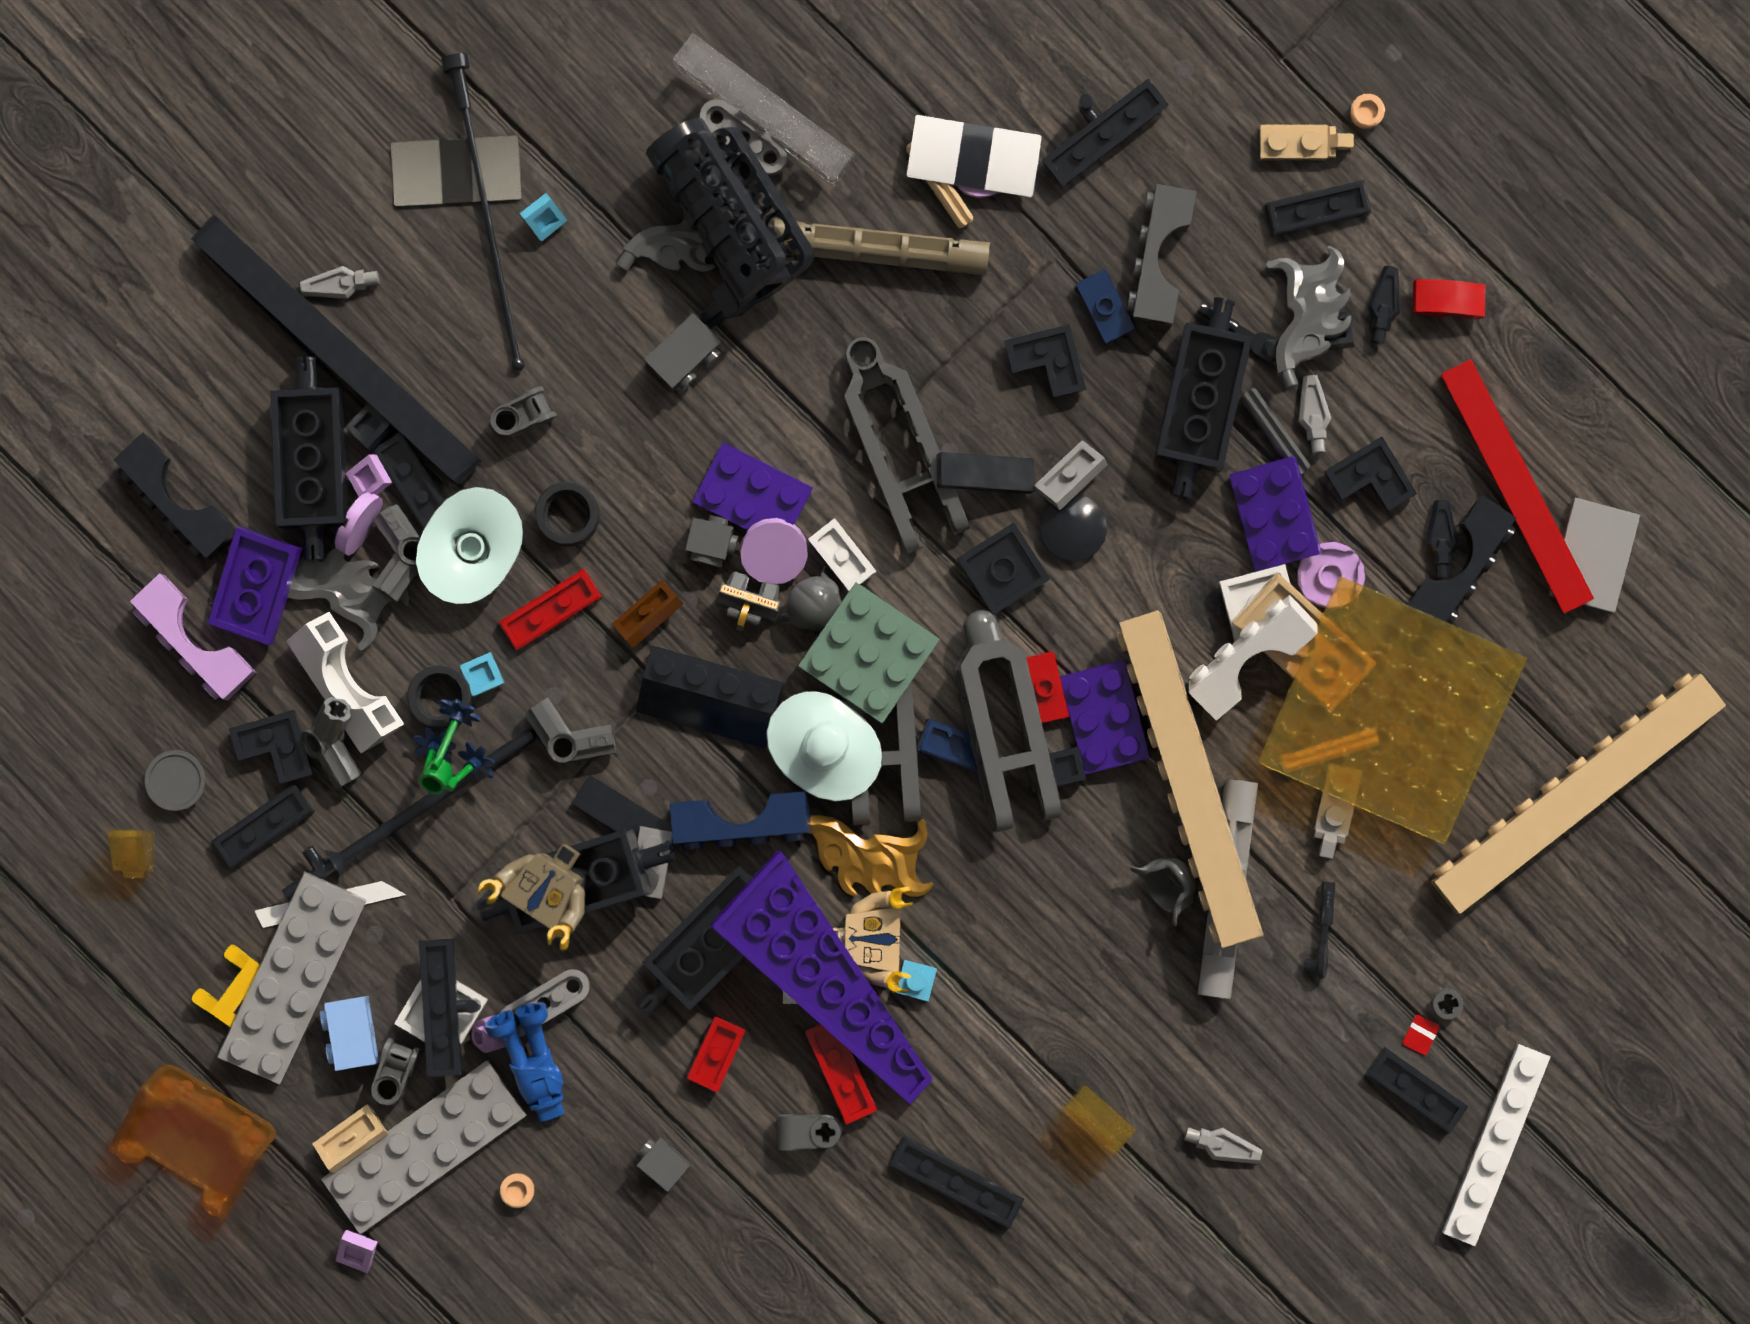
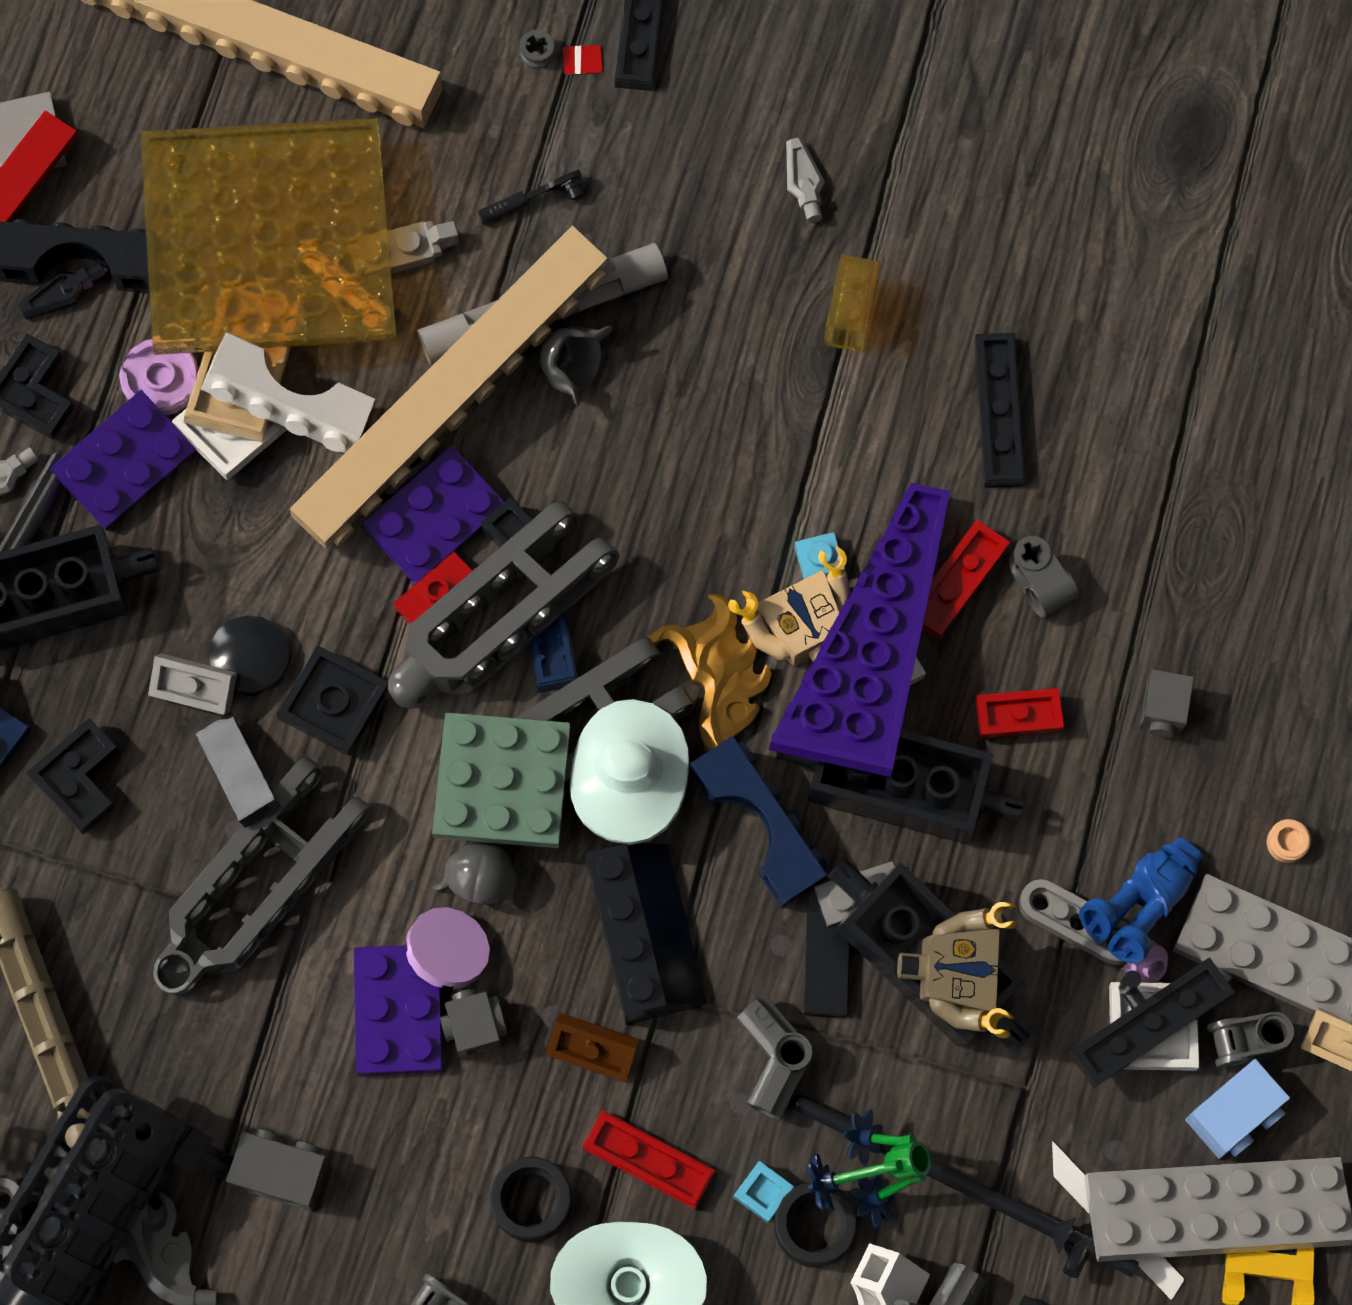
camera: 120 degrees left, 15 degrees down
(748, 606) = (524, 945): dark grey hips -> none
(842, 554) = (411, 875): white plate -> none

